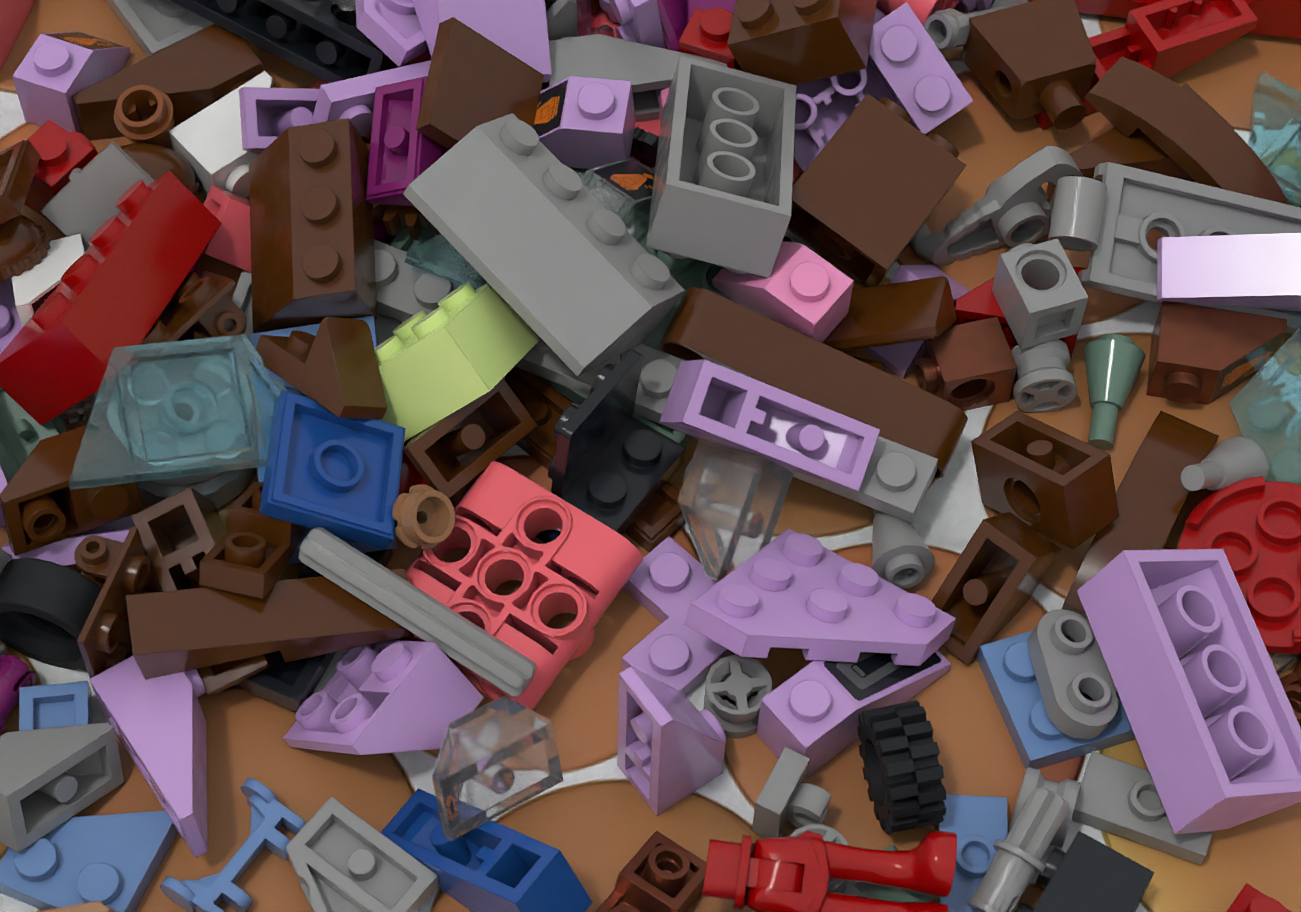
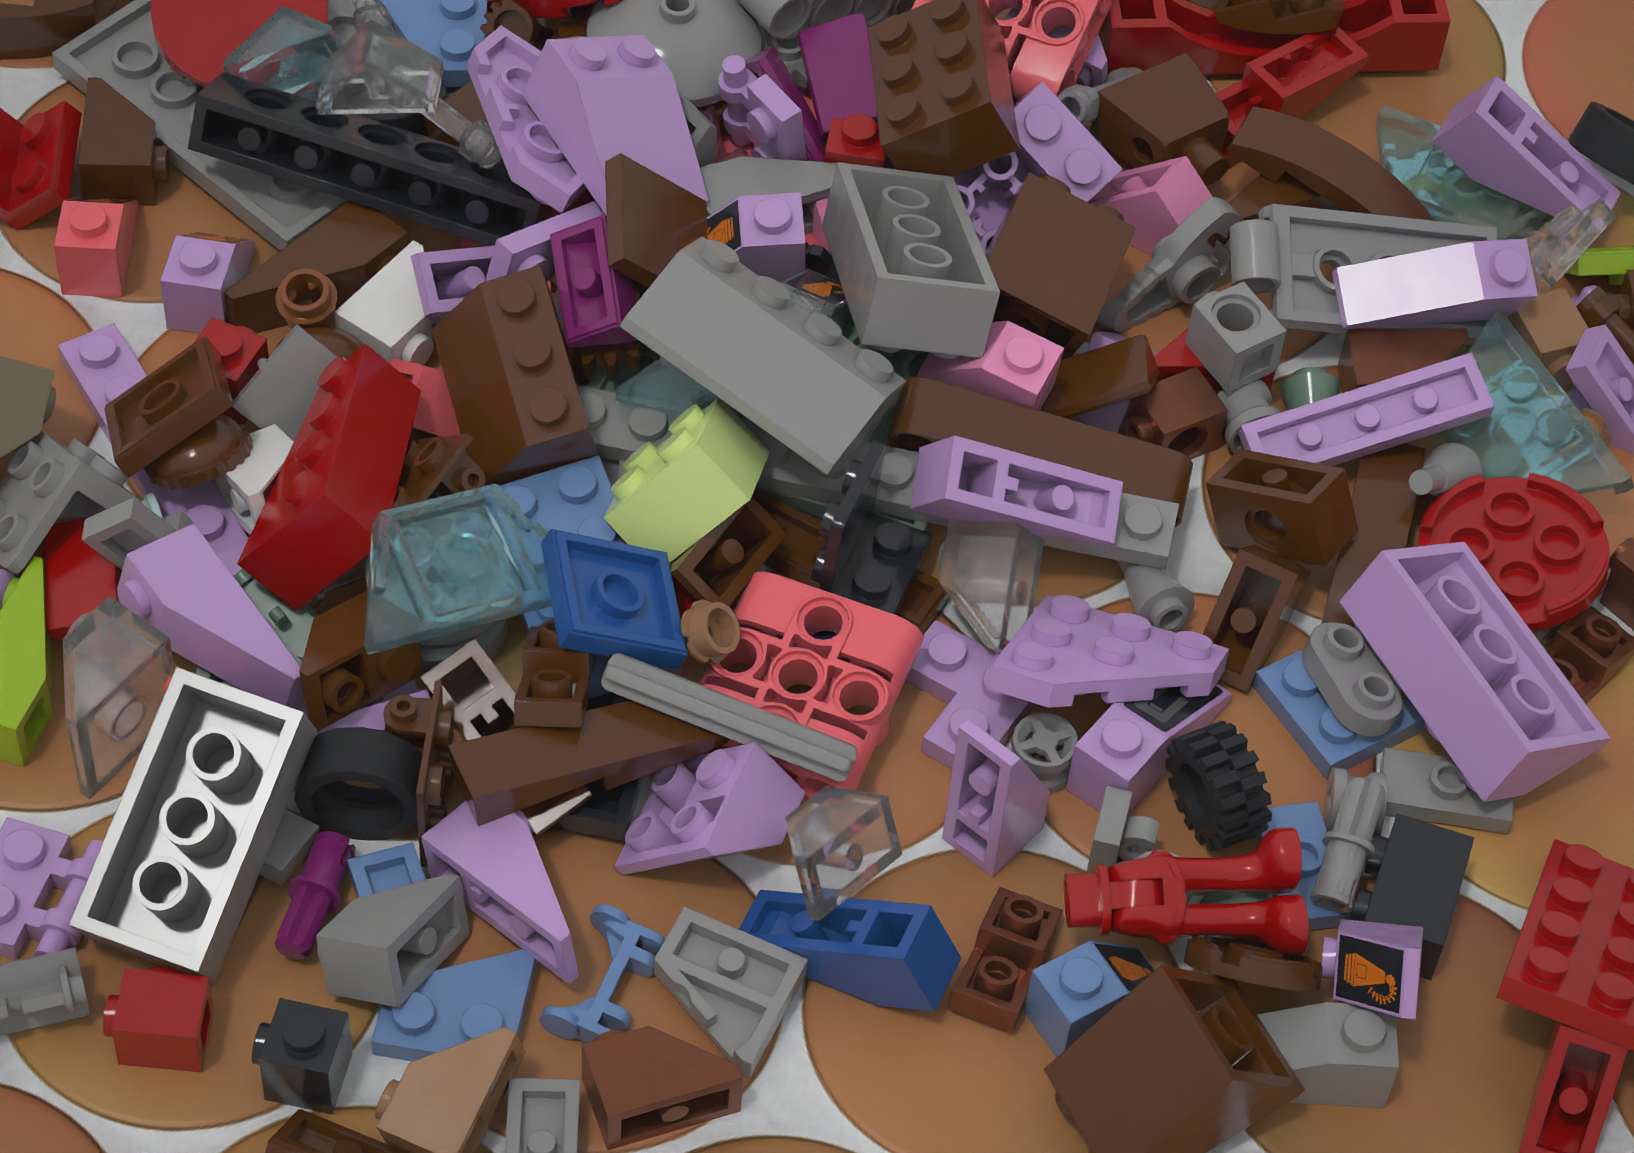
camera: 15 degrees left, 5 degrees down
(331, 368) = (590, 504): reddish brown slope -> none
(998, 135) = (1155, 199): none -> bright pink slope
(1164, 397) = (1375, 415): none -> lavender plate

